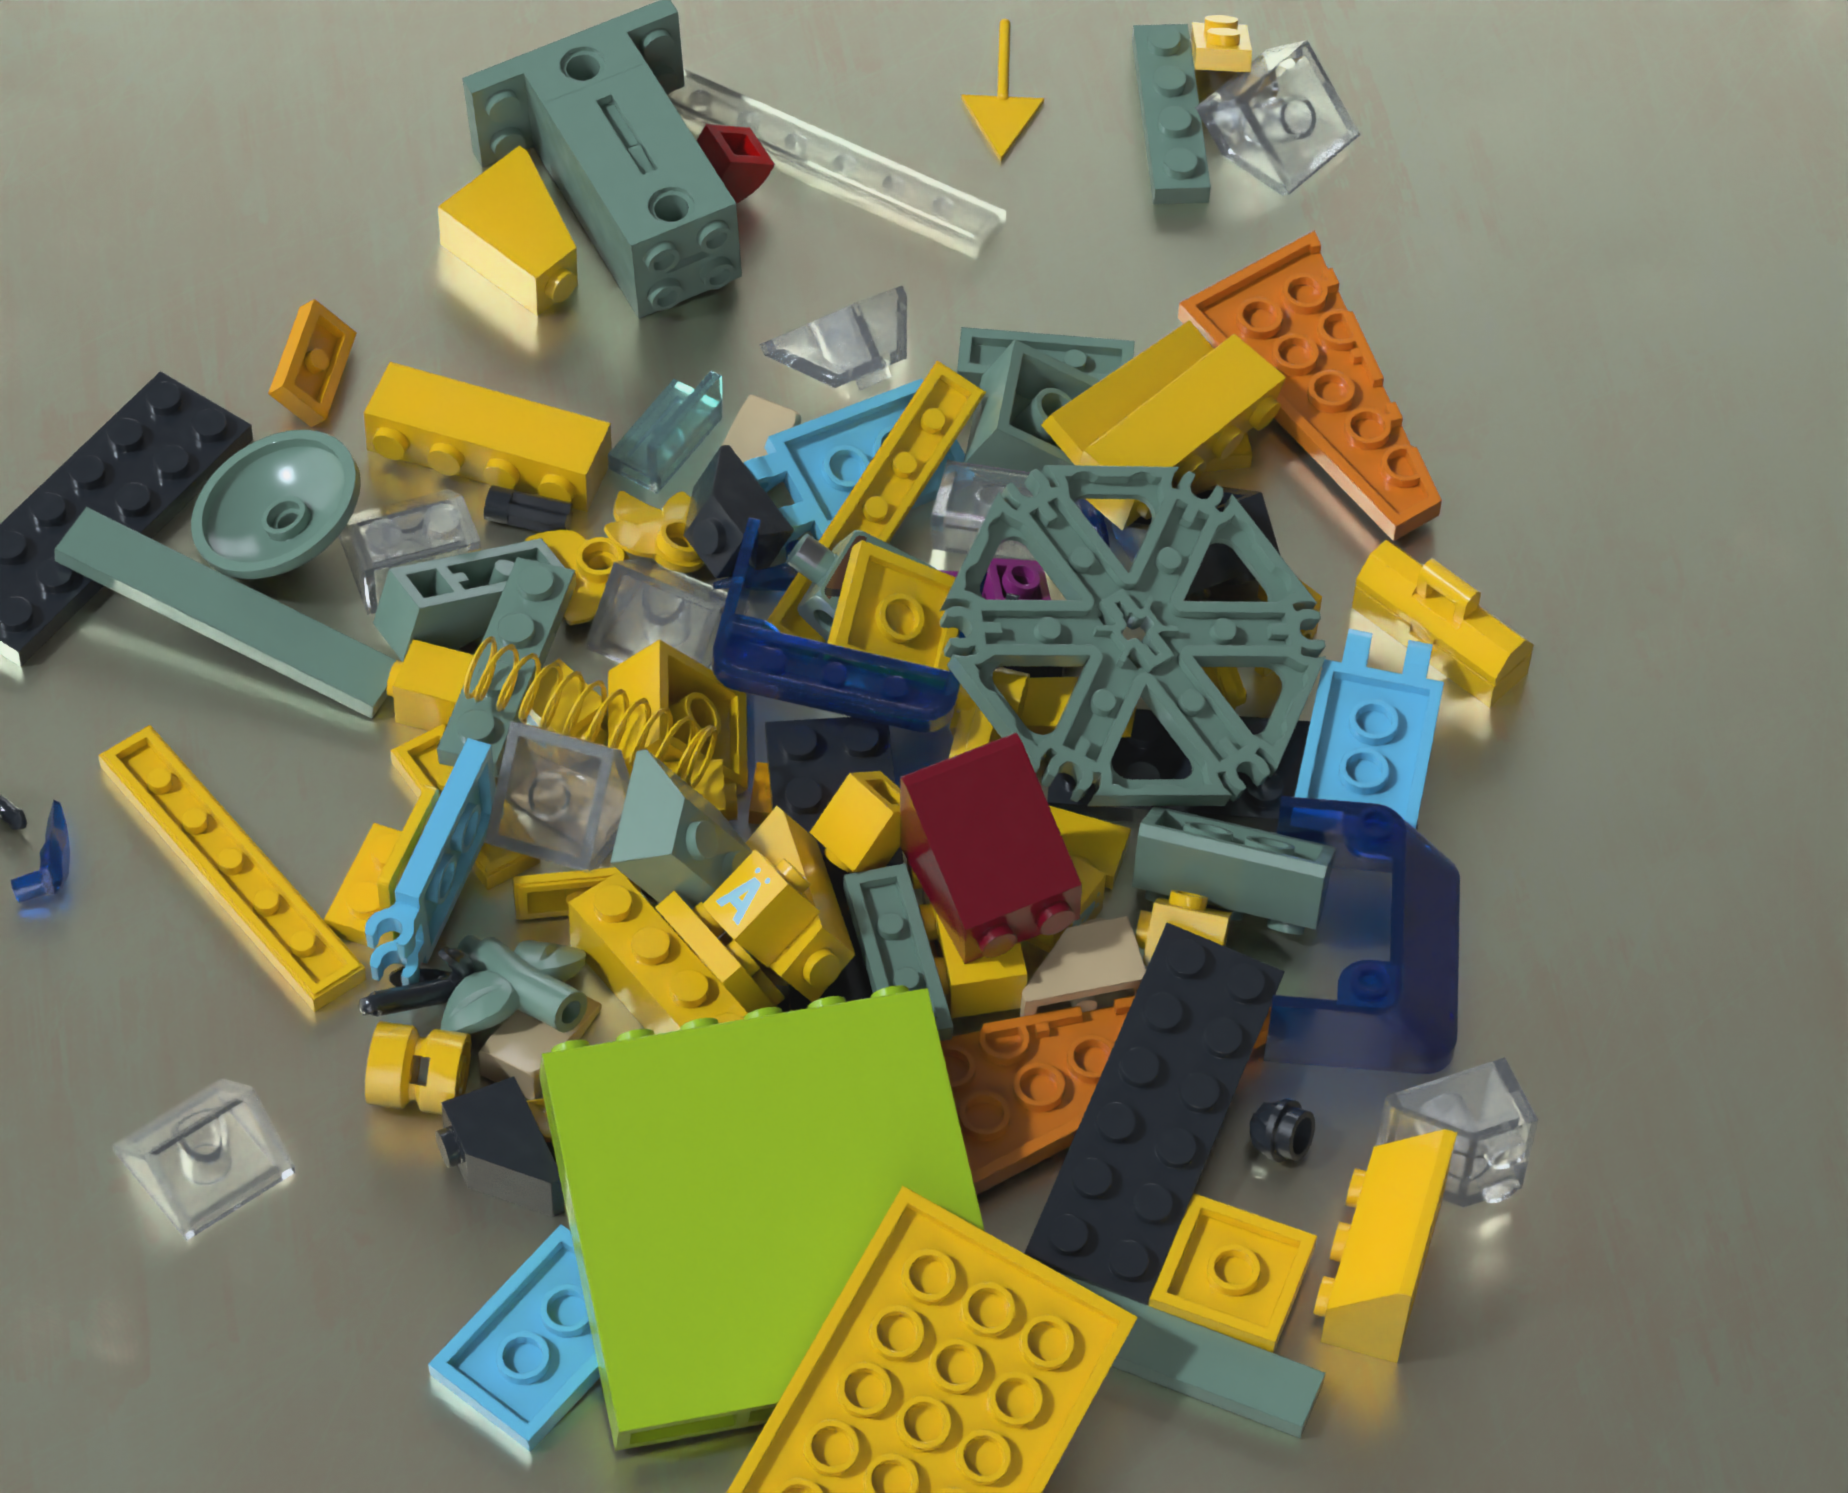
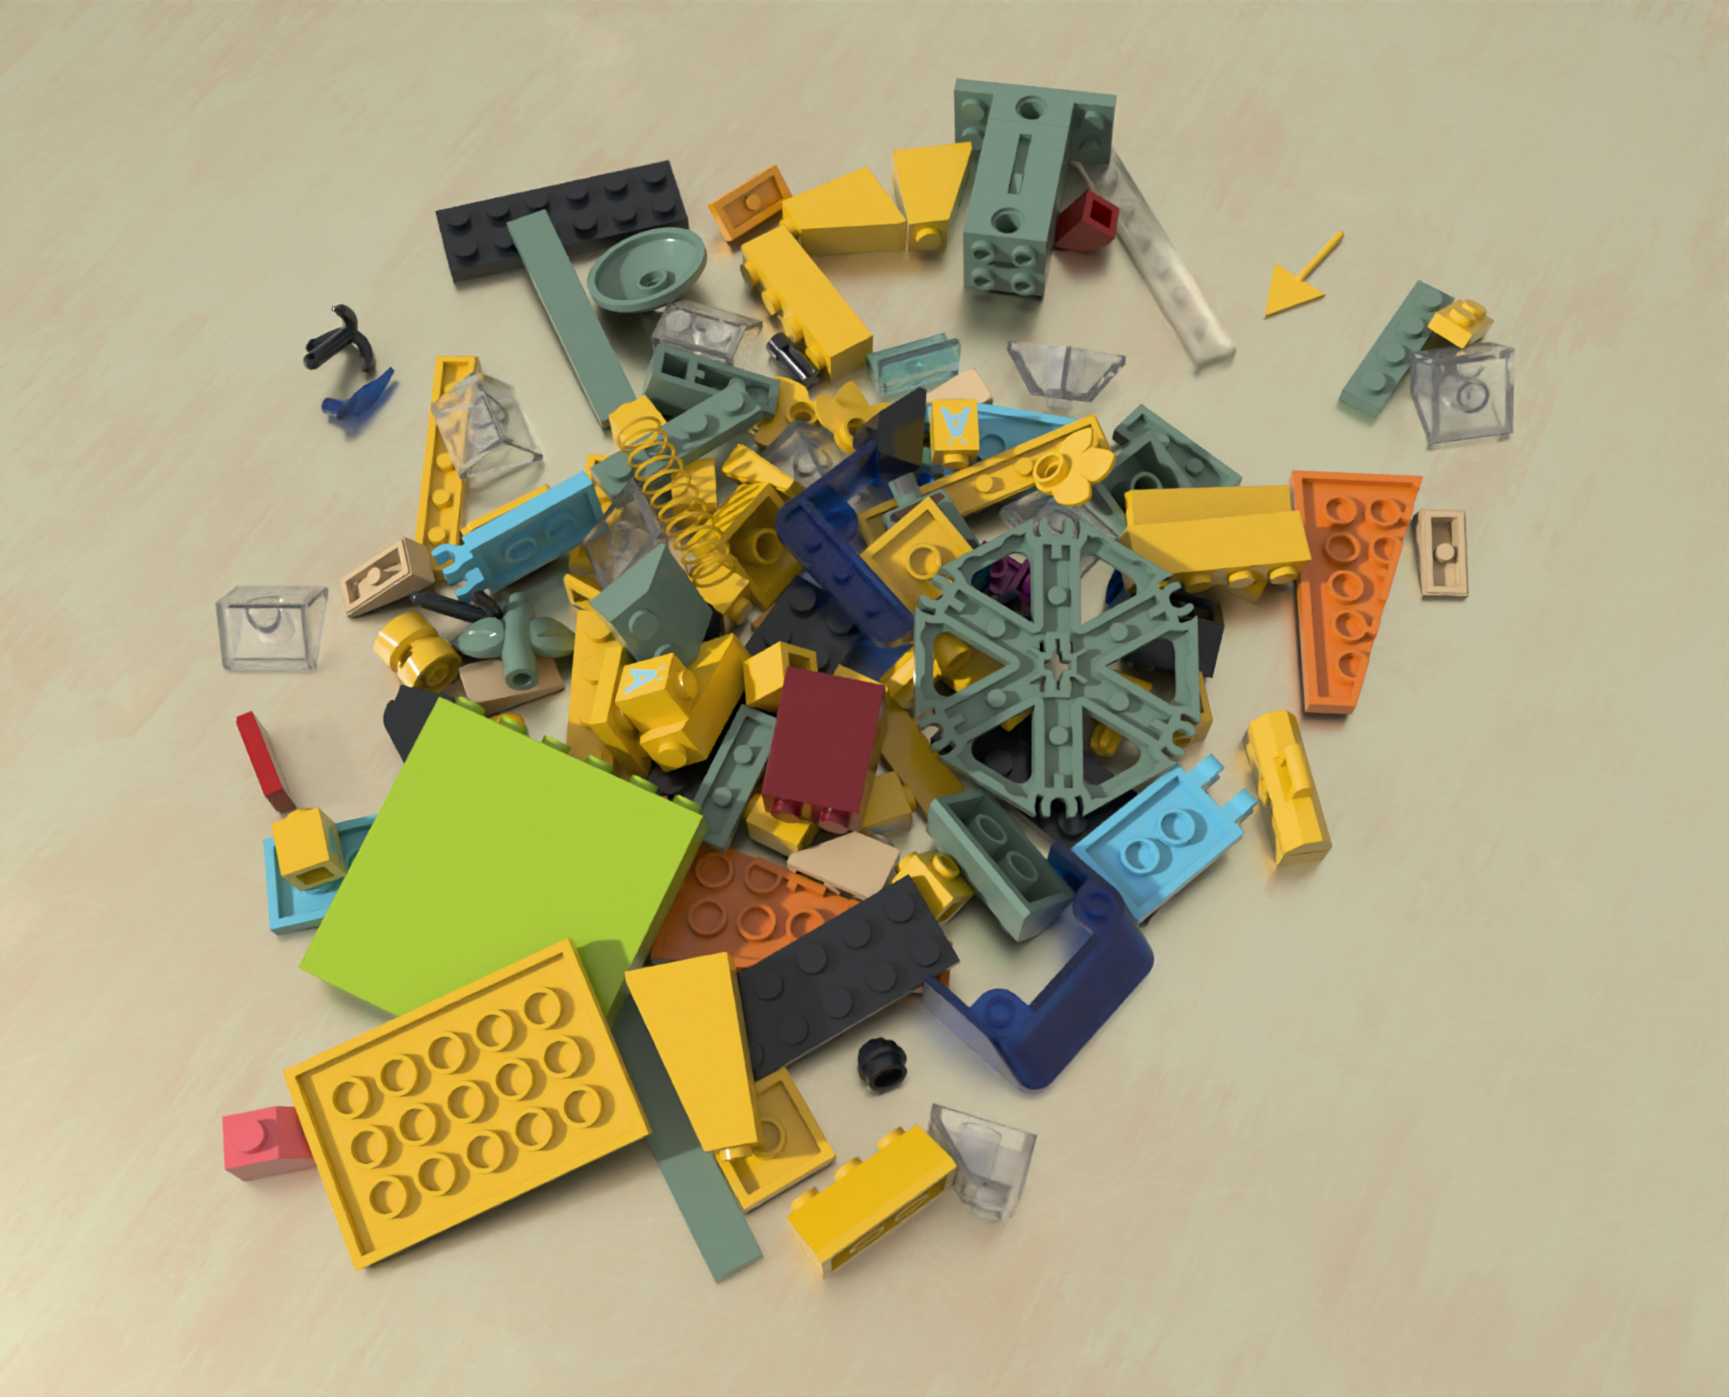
camera: 40 degrees right, 10 degrees up
(244, 795) = (484, 426): none -> clear slope
(291, 1022) = (387, 577): none -> tan slope
(353, 1287) = (265, 762): none -> red tile
(445, 312) = (845, 217): none -> yellow slope
(507, 1321) = (308, 848): none -> yellow brick
(607, 644) = (747, 467): none -> yellow slope
(806, 470) = (954, 433): none -> yellow brick
(977, 425) = (1073, 469): none -> yellow plate
(1114, 1211) = (703, 1042): none -> yellow slope
(1392, 299) = (1441, 552): none -> tan slope

